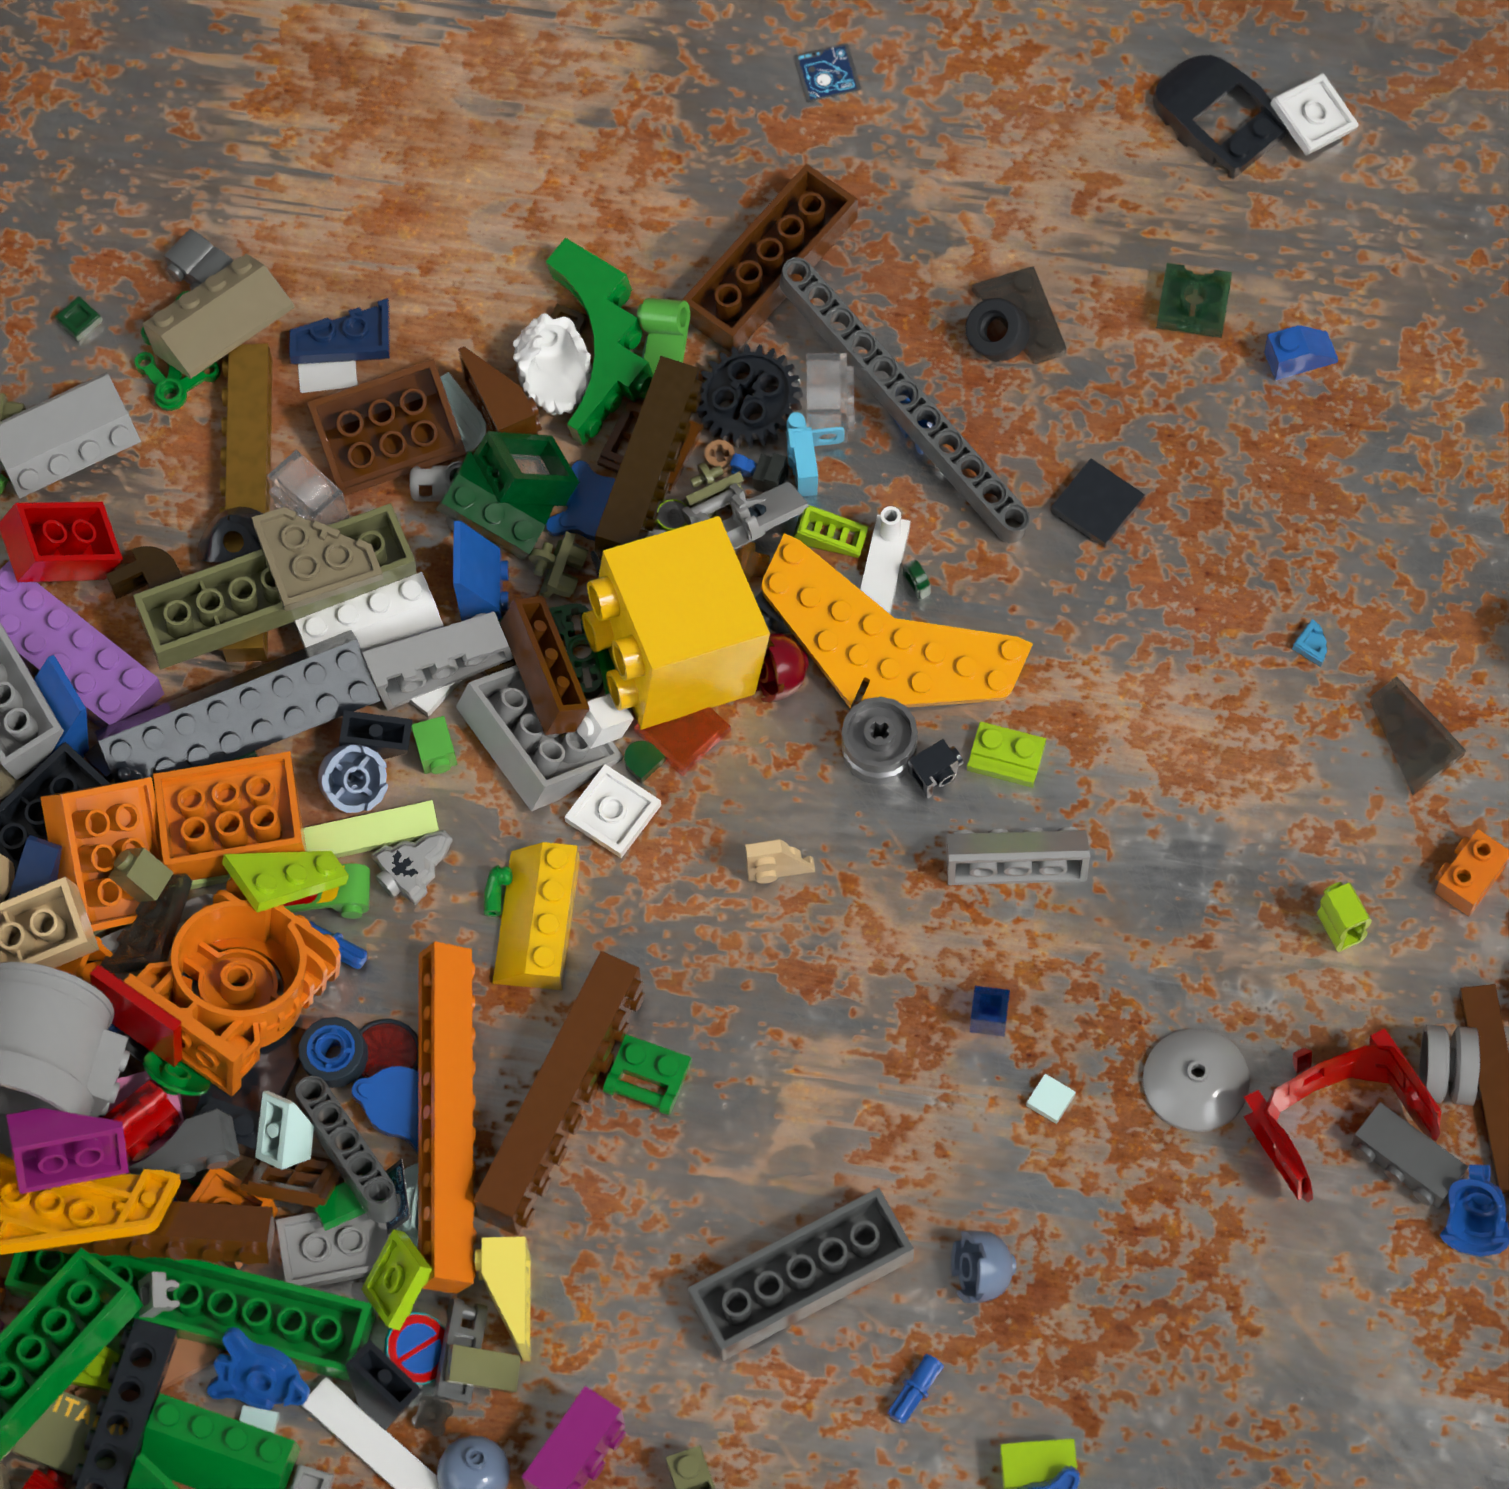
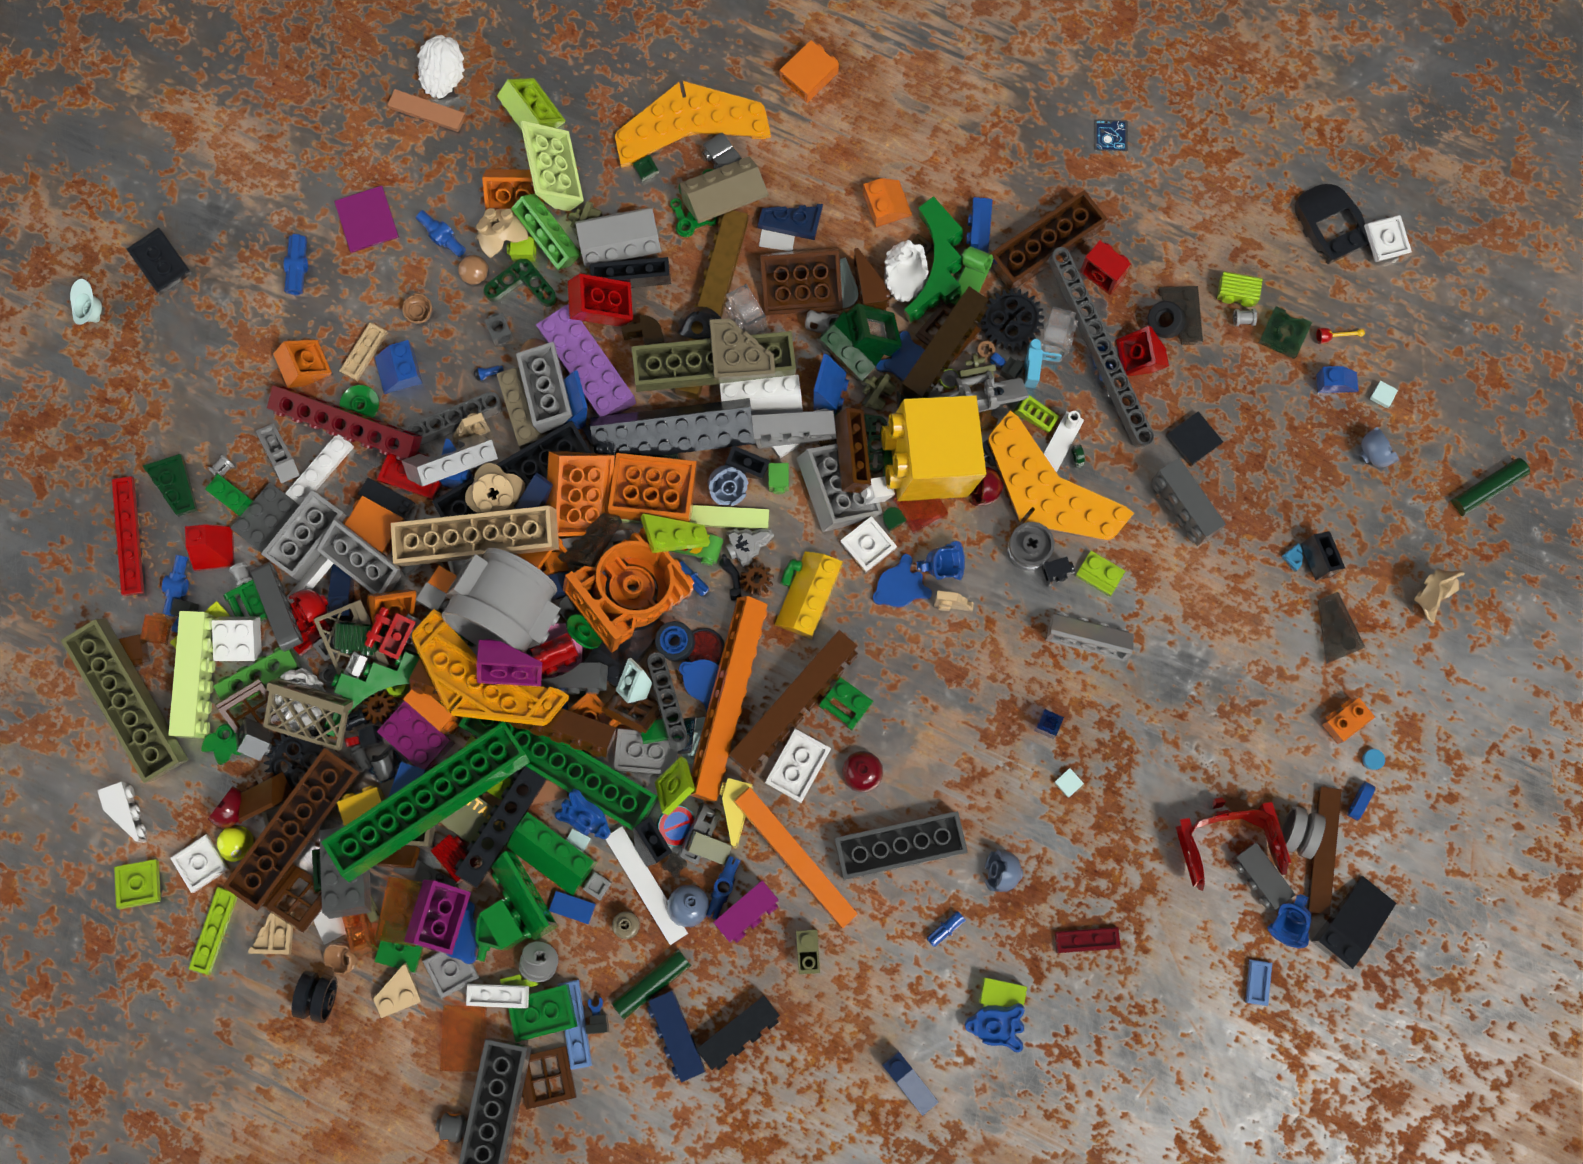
camera: 15 degrees right, 10 degrees up
(111, 482) = (638, 272): none -> black brick
(140, 874) = (593, 510): olive brick -> none
(140, 1016) = (570, 594): red tile -> none
(143, 209) = (697, 113): none -> light orange wing
(154, 1296) = (537, 757): light grey tile -> none
(307, 98) = (809, 71): none -> orange brick
(388, 909) = (728, 566): none -> black piece
(452, 906) = (755, 571): none -> reddish brown gear
(489, 267) = (886, 201): none -> orange slope
(524, 1410) = (726, 877): none -> blue pin
(595, 1196) = (798, 766): none -> white plate
(631, 1338) = (795, 857): none -> orange tile
(654, 260) = (980, 224): none -> blue bracket
(685, 864) = (900, 586): none -> blue tile
(705, 1175) = (862, 771): none -> dark red cylinder
(746, 802) = (945, 561): none -> blue helmet
(875, 274) = (1105, 267): none -> red brick
(974, 391) = (1142, 352): none -> red slope
(1101, 252) = (1239, 289): none -> lime brick
(1114, 601) = (1187, 502): none -> dark grey brick
(1123, 293) = (1245, 317): none -> light grey bush
(1153, 1341) = (1087, 940): none -> dark red tile
(1193, 1101) = (1140, 798): light grey dish -> none
(1259, 287) = (1325, 335): none -> red hinge
(1343, 916) = (1266, 726): lime brick -> none
(1354, 626) = (1322, 555): none -> black brick
(1380, 354) = (1383, 394): none -> light aqua tile
(1394, 439) = (1377, 449): none -> sand blue cylinder
(1453, 1329) = (1258, 982): none -> medium blue tile

